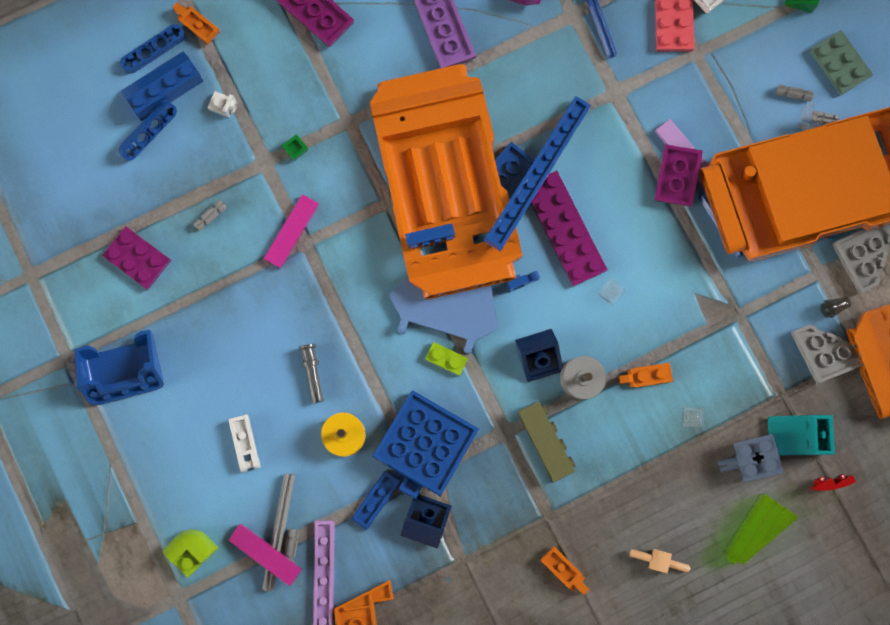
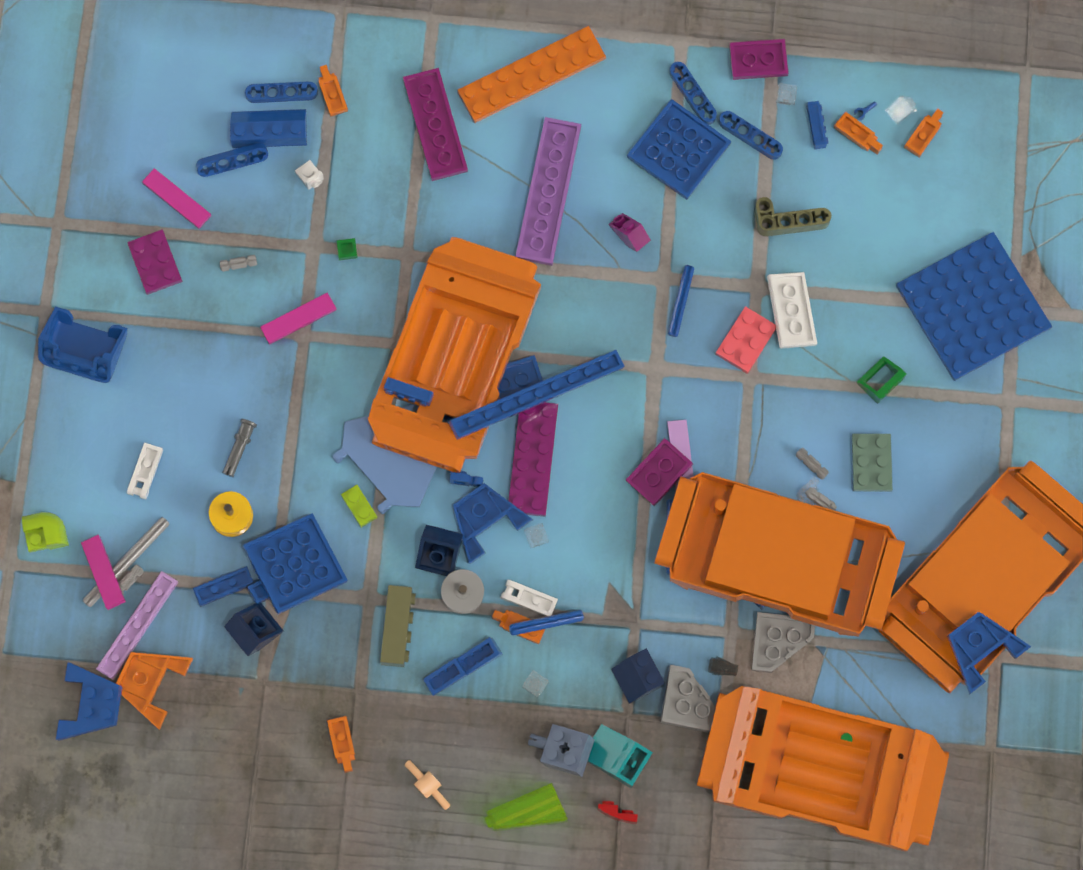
camera: 30 degrees right, 5 degrees down
(120, 192) = (176, 198): none -> dark pink tile
(552, 300) = (479, 512): none -> blue wing
(622, 440) = (462, 666): none -> blue slope
(641, 348) = (529, 598): none -> white plate
(669, 360) = (546, 622): none -> blue axle
(773, 357) = (638, 676): none -> dark blue slope

